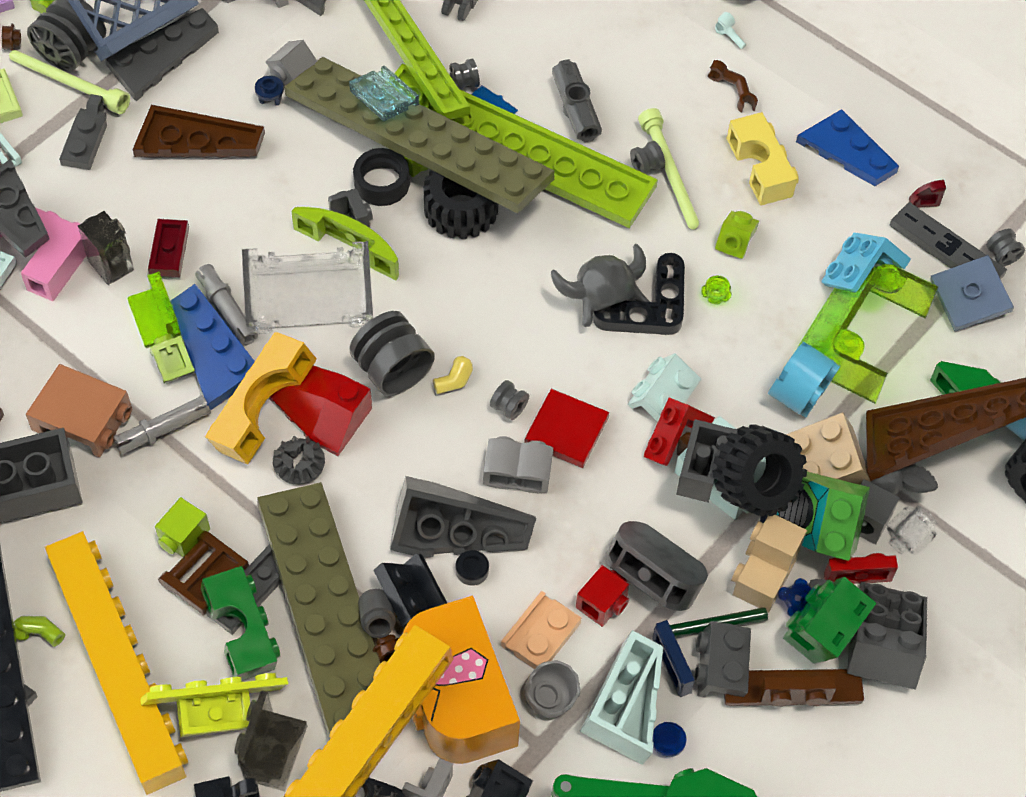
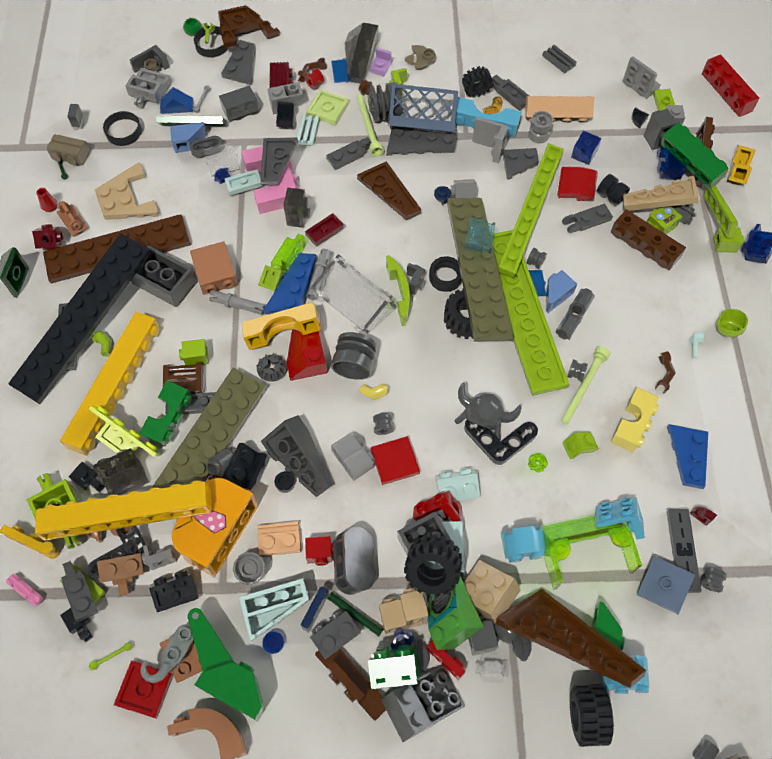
camera: 50 degrees right, 5 degrees up
(527, 89) = (558, 289): none -> medium blue slope

